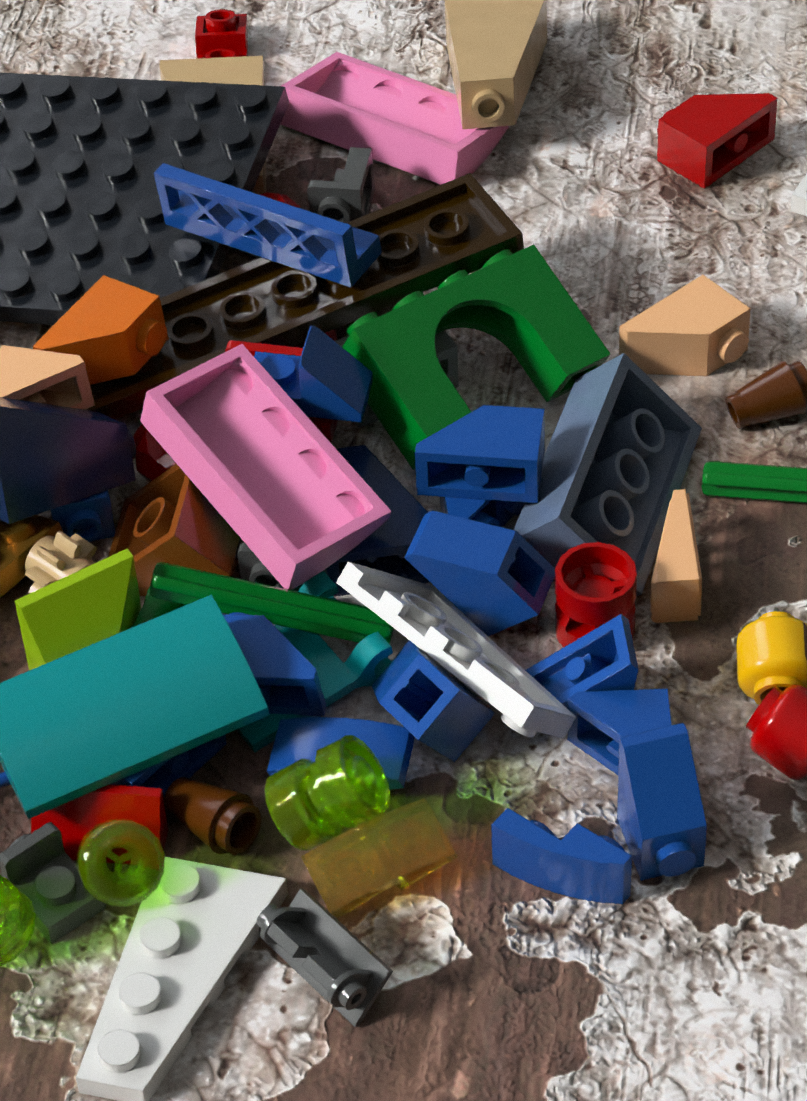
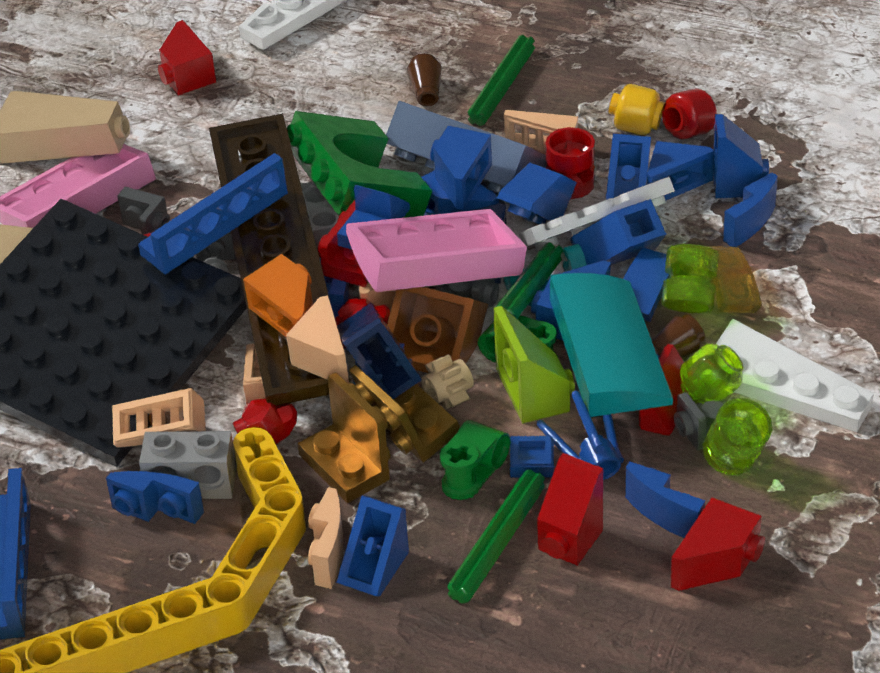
camera: 75 degrees left, 5 degrees down
(325, 954) = (797, 307): dark grey hinge -> none
(688, 331) = (357, 92): light nougat slope -> none

